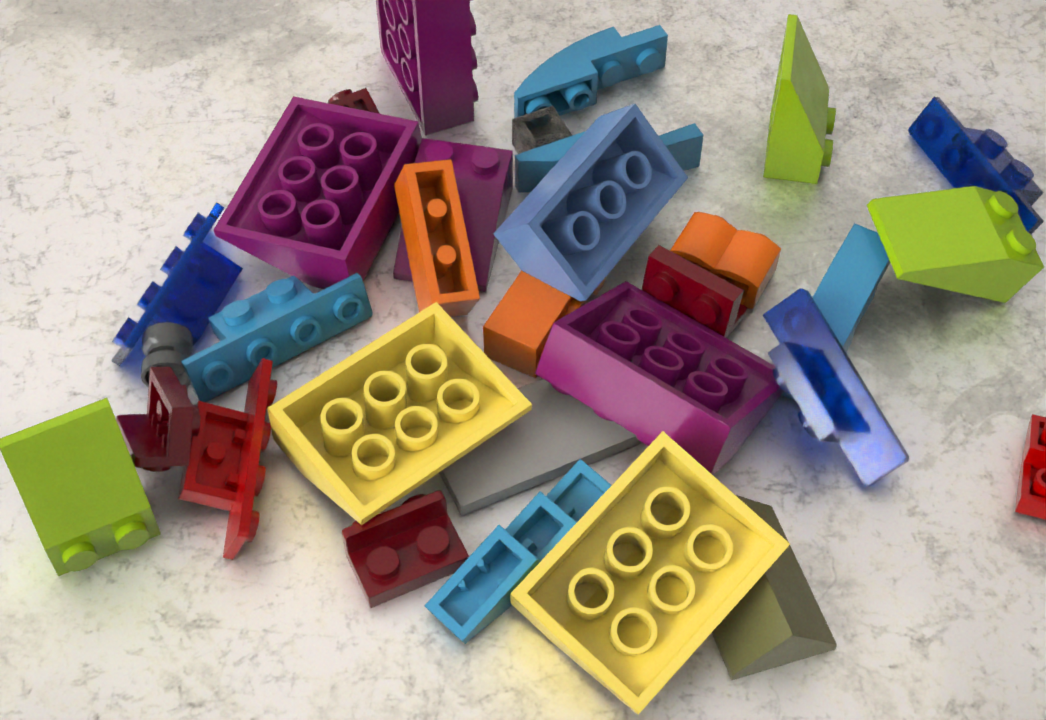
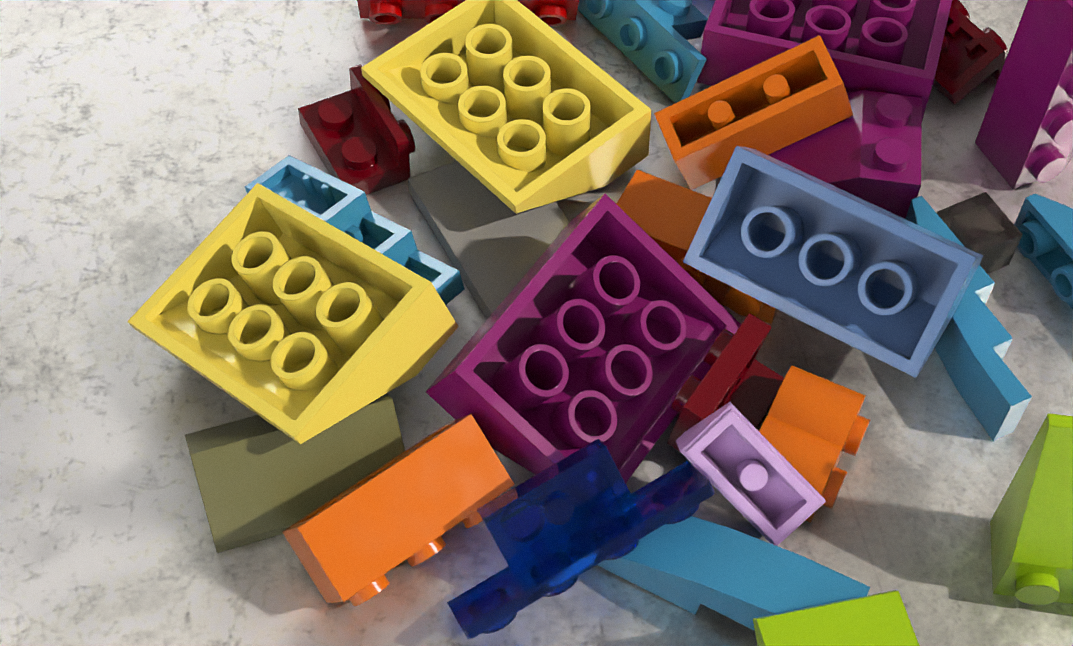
camera: 85 degrees right, 0 degrees up
(771, 279) = (750, 473): none -> lavender slope
(810, 502) = (398, 512): none -> orange brick

